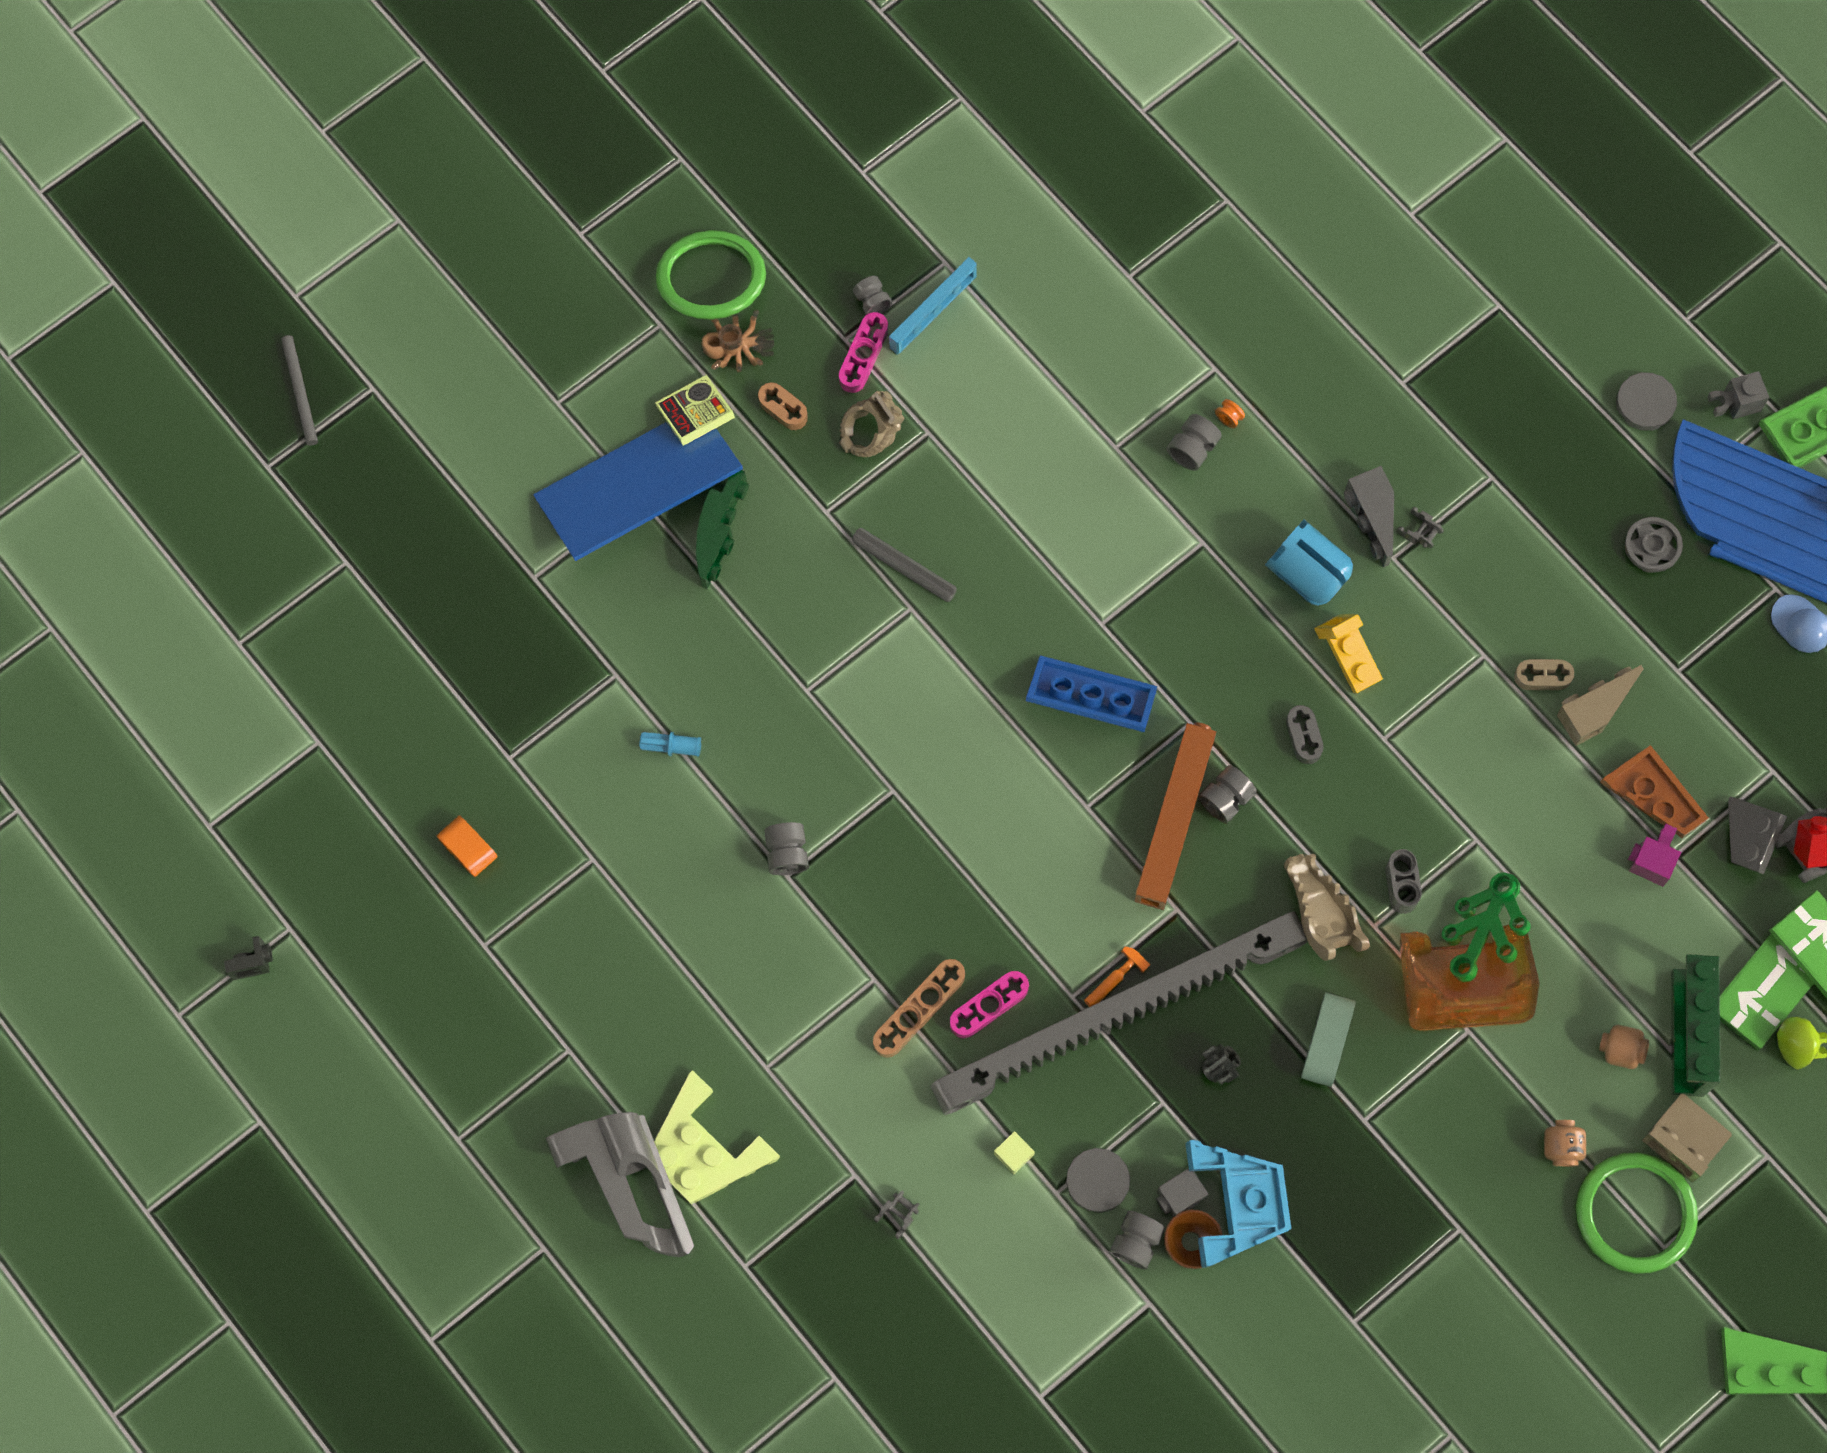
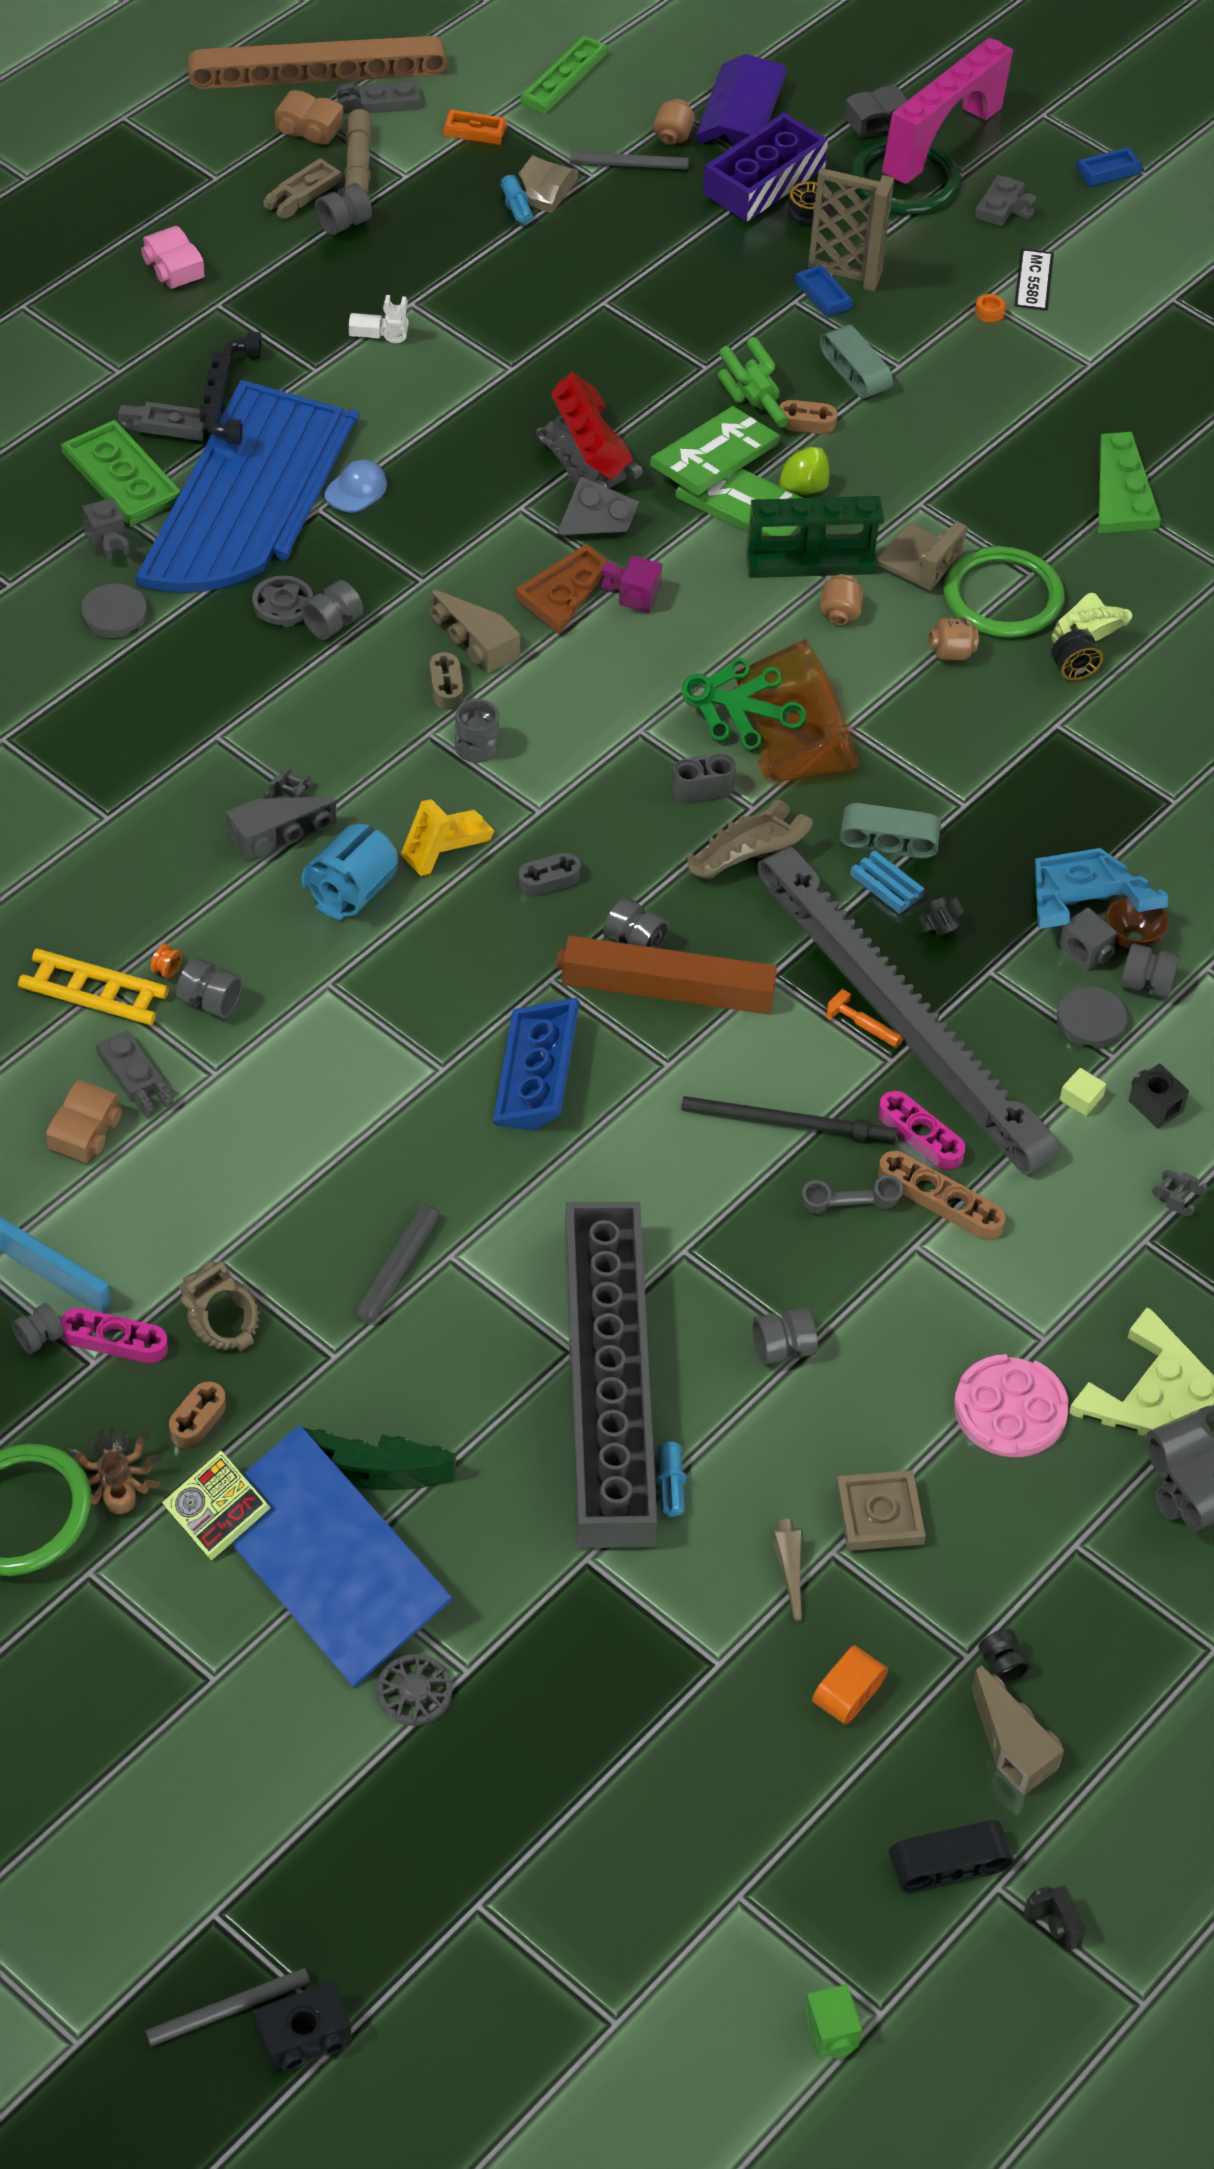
camera: 105 degrees left, 20 degrees down
(200, 785) = (833, 2021): none -> bright green brick
(278, 446) = (315, 2007): none -> black brick
(312, 894) = (951, 1856): none -> black beam
(397, 960) = (1017, 1741): none -> dark tan slope
(477, 967) = (1004, 1656): none -> pearl dark grey wheel
(523, 537) = (414, 1689): none -> dark grey wheel
(592, 822) = (788, 1551): none -> dark tan piece
(617, 898) = (880, 1510): none -> dark tan plate
(703, 1024) = (1011, 1406): none -> bright pink tile
(768, 705) = (609, 1376): none -> dark grey brick
(927, 903) = (885, 1194): none -> dark grey bar
(995, 950) = (858, 1129): none -> pearl dark grey bar
(995, 1229) = (1158, 1095): none -> pearl dark grey brick
(1068, 339) = (83, 1121): none -> medium nougat brick
(1119, 384) = (133, 1071): none -> dark grey hinge
(1217, 375) = (105, 1002): none -> yellow bar
(1293, 1013) = (890, 878): none -> dark azure tile
(1470, 688) = (476, 730): none -> dark grey wheel
(1536, 1259) = (1077, 654): none -> black wheel
(1575, 1279) = (1093, 617): none -> yellowish green piece
(1628, 578) = (333, 610): none -> dark grey wheel

